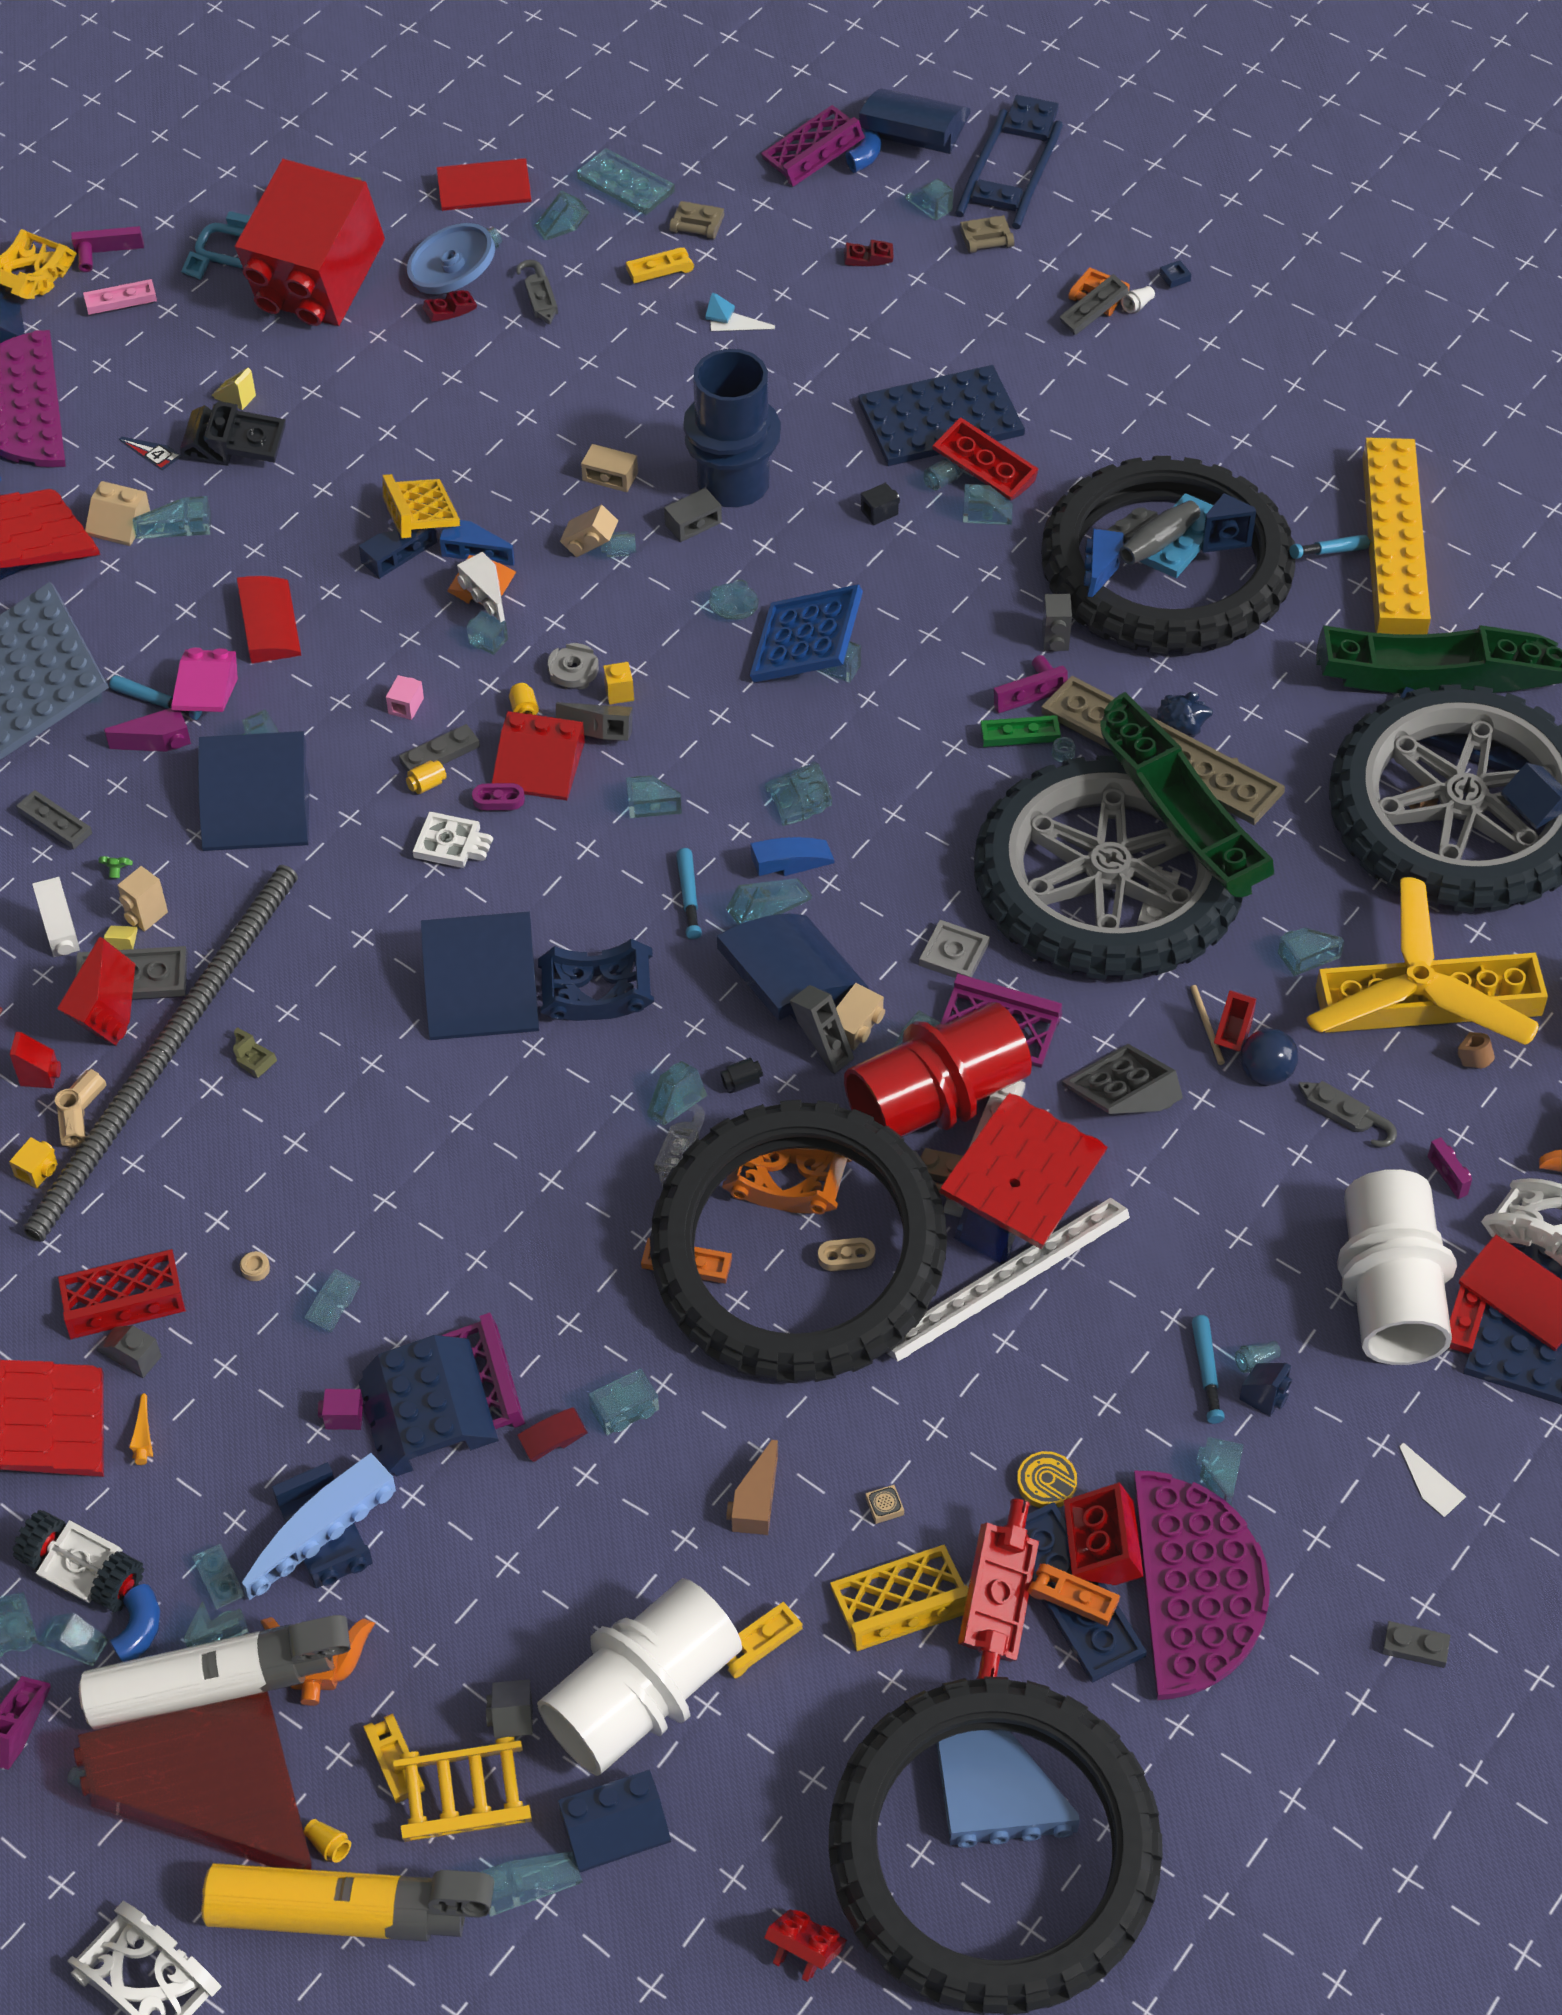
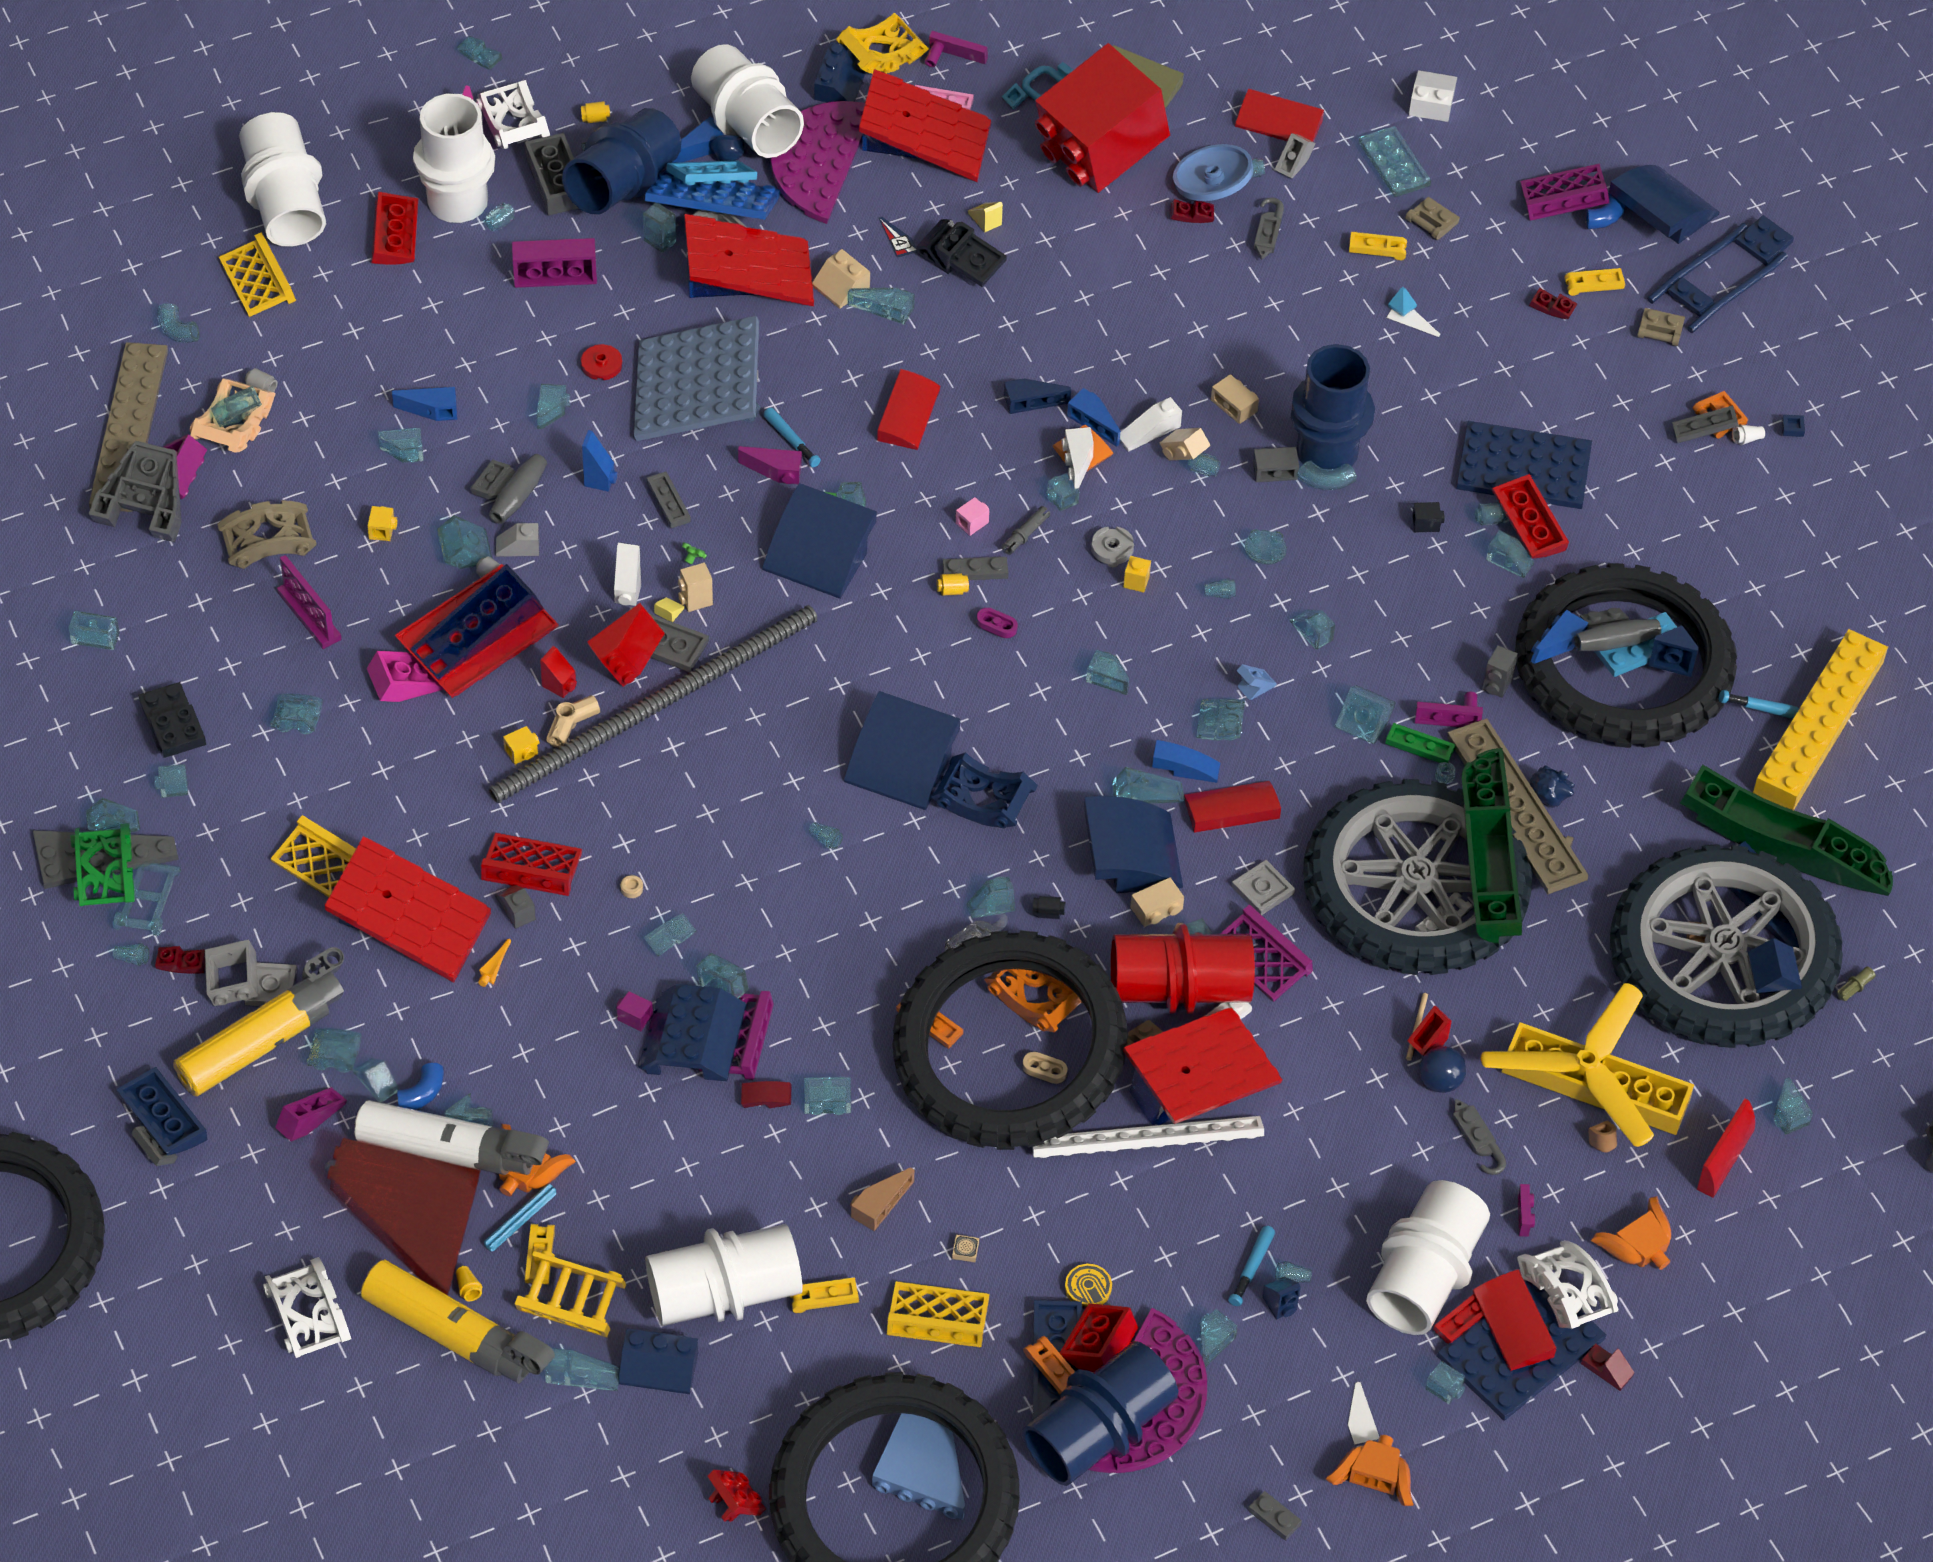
camera: 25 degrees right, 0 degrees up
(77, 1560) = (404, 1027): plate -> none
(114, 329) = (922, 126): none -> red piece
(205, 680) = (831, 440): dark pink slope -> none
(218, 1576) = (491, 1083): clear light blue slope -> none
(250, 1055) = (712, 736): olive slope -> none
(321, 1520) = (576, 1078): light blue slope -> none
(336, 1557) = (578, 1081): dark blue panel -> none
(344, 1725) = (520, 1217): none -> dark azure axle
(401, 508) = (1055, 363): yellow fence -> none
(419, 1319) = (722, 974): none -> clear light blue brick
(447, 1106) = (827, 835): none -> clear light blue cone
(451, 840) = (943, 641): white piece -> none
(468, 695) = (1021, 535): none -> dark grey pin
(510, 1708) = (629, 1257): dark grey brick -> none
(522, 212) = (1294, 155): none -> light grey slope
(523, 699) = (1058, 557): yellow brick -> none
(539, 754) = (1045, 604): red slope -> none
(540, 526) = (1152, 424): none -> white slope
(561, 216) = (1324, 171): clear light blue slope -> none
(599, 720) = (1103, 596): dark grey slope -> none
(624, 108) = (1432, 96): none -> white slope
(688, 889) = (1095, 753): dark azure piece -> none
(715, 661) = (1223, 588): none -> clear light blue cone
(754, 507) = (1327, 478): none -> clear light blue cylinder
(806, 633) = (1299, 596): blue plate -> none
(809, 742) = (1254, 681): none -> medium blue slope
(823, 1027) = (1123, 898): dark grey slope -> none
(868, 879) = (1232, 806): none -> red slope
(894, 216) = (1594, 281): none -> yellow plate
(933, 198) = (1636, 278): clear light blue slope -> none
(945, 724) = (1365, 714): none -> clear light blue slope
(999, 1589) = (1002, 1338): plate -> none
(1127, 1083) = (1324, 1041): dark grey slope -> none
(1171, 1625) = (1100, 1413): none -> dark blue piece
(1308, 949) = (1529, 1005): clear light blue slope -> none
(1493, 1531) = (1376, 1467): none -> orange torso
(1497, 1398) = (1445, 1383): none -> clear light blue brick

